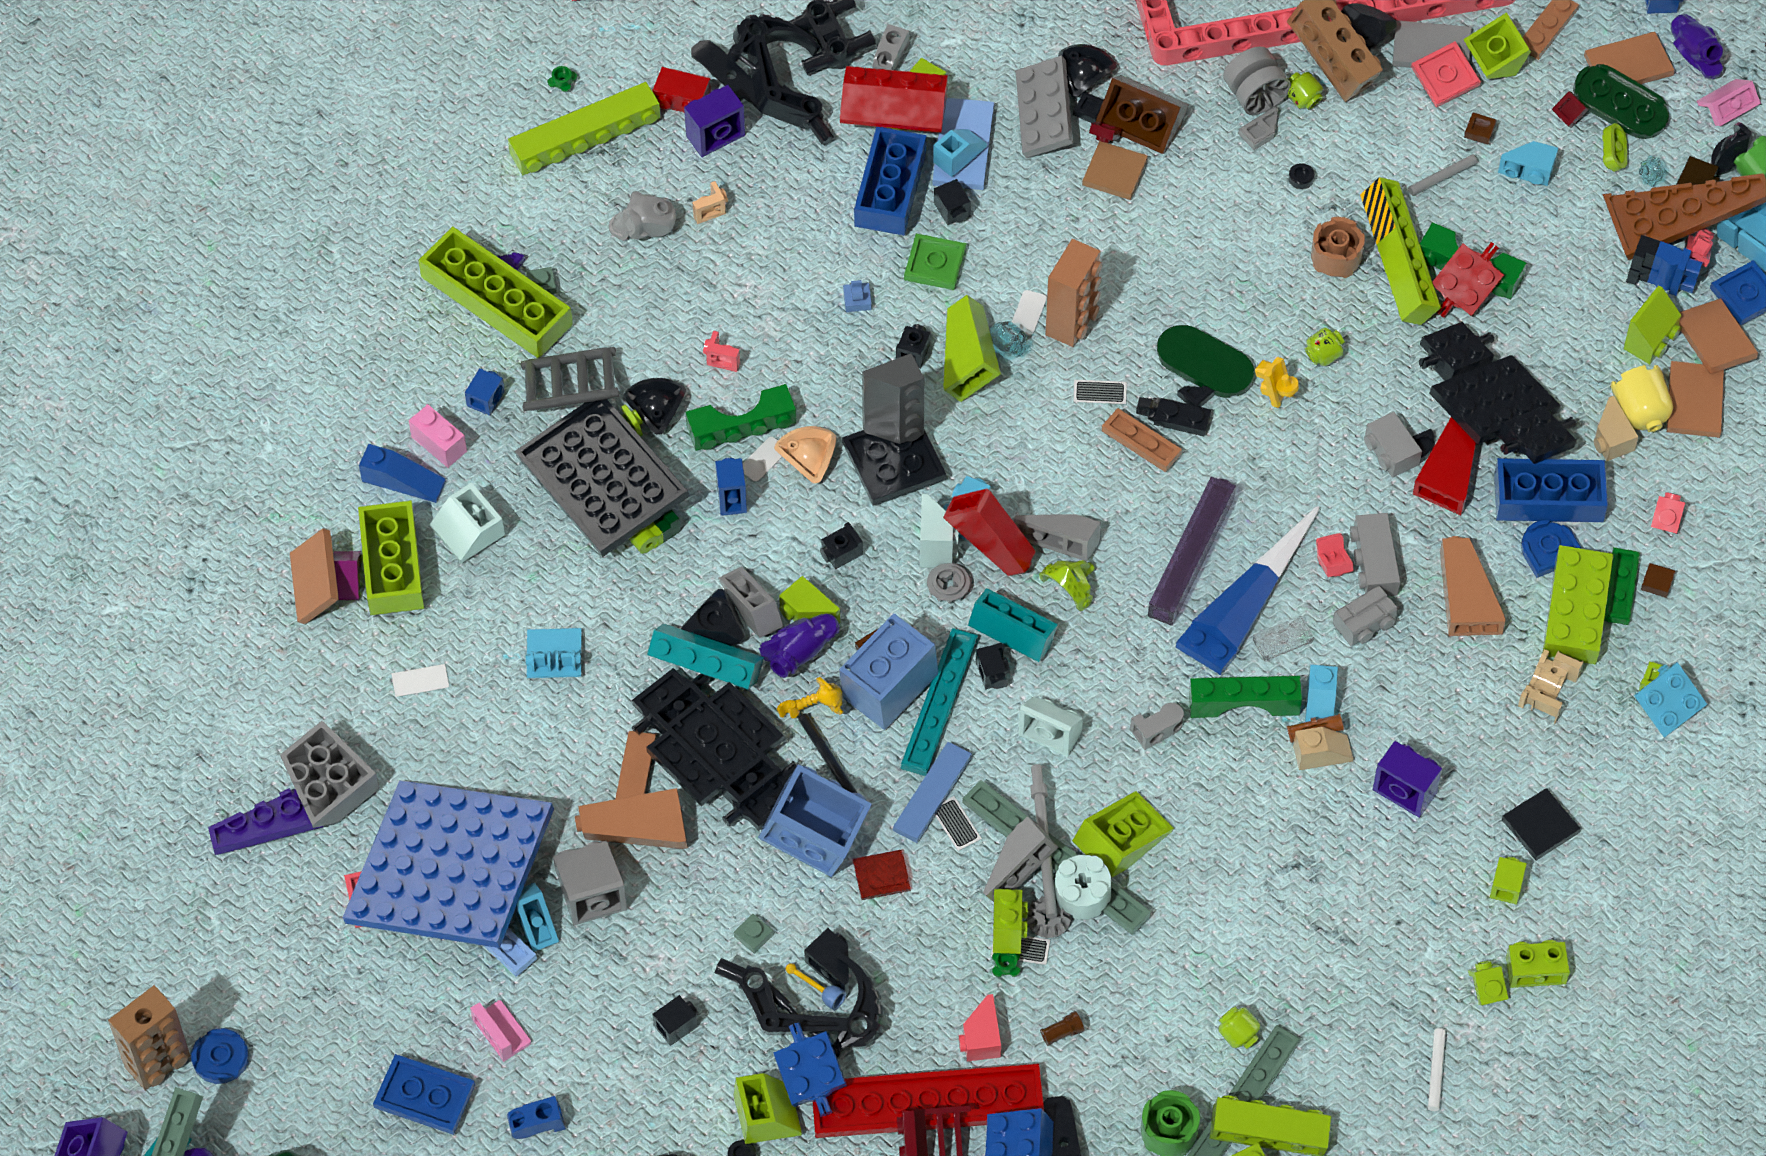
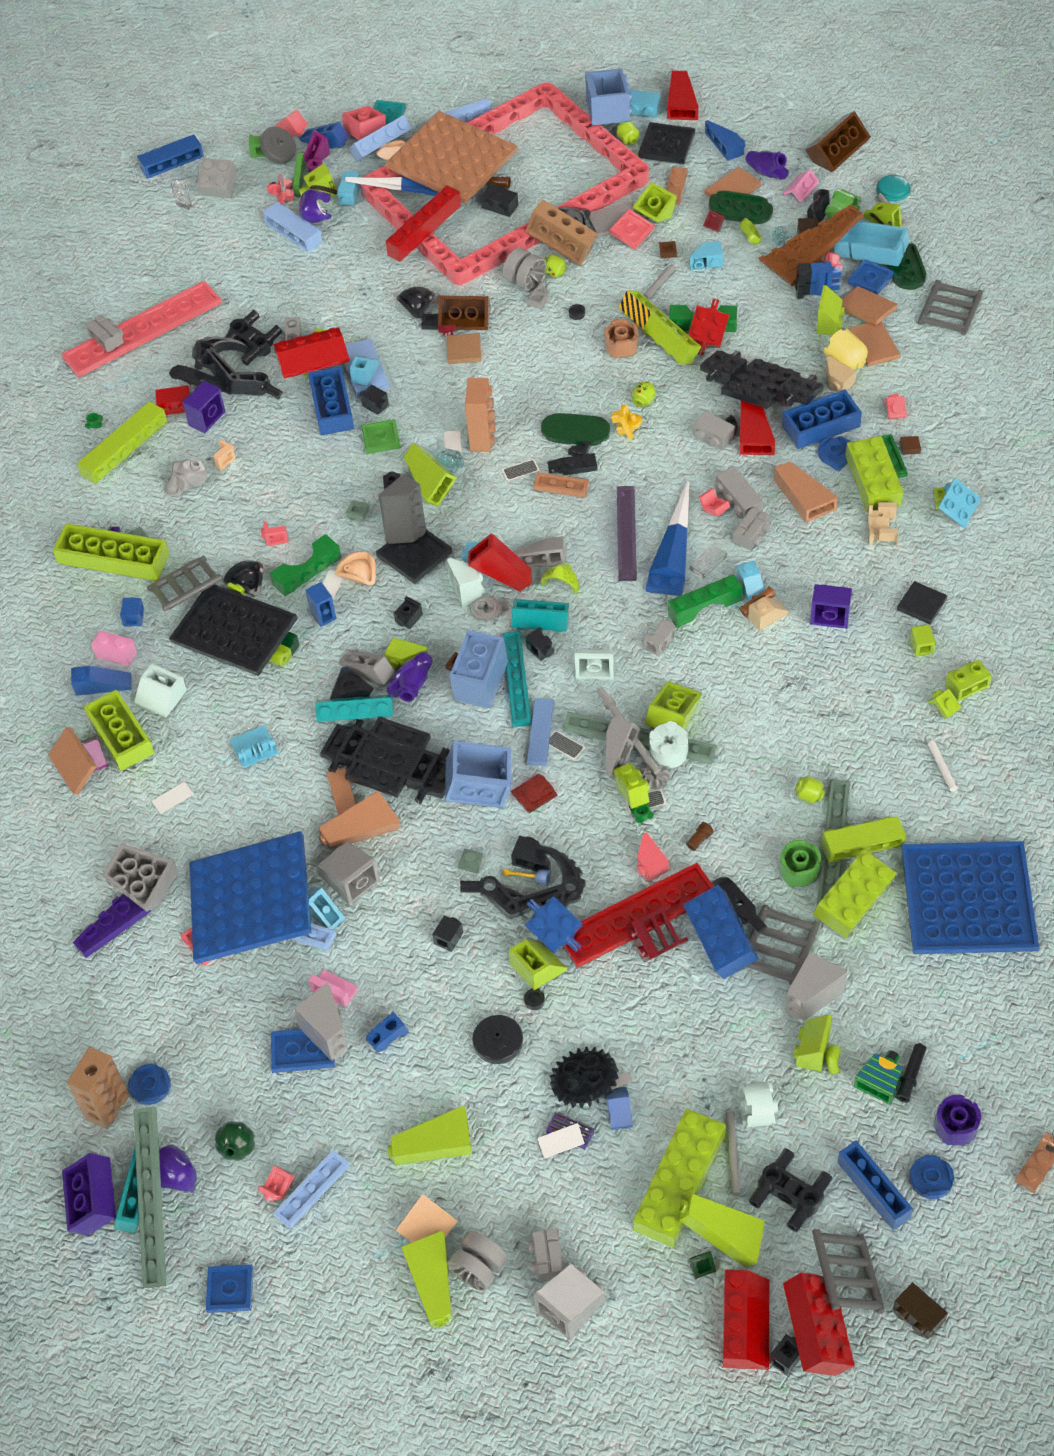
camera: 20 degrees left, 5 degrees down
(460, 1072) = (322, 1023): none -> light grey slope
(826, 753) = (452, 731): black bar -> none
(827, 694) = (444, 699): yellow piece -> none
(849, 363) = (357, 510): none -> sand green plate
(857, 296) = (342, 472): medium blue tile -> none
(1044, 106) = (403, 329): light grey plate -> none

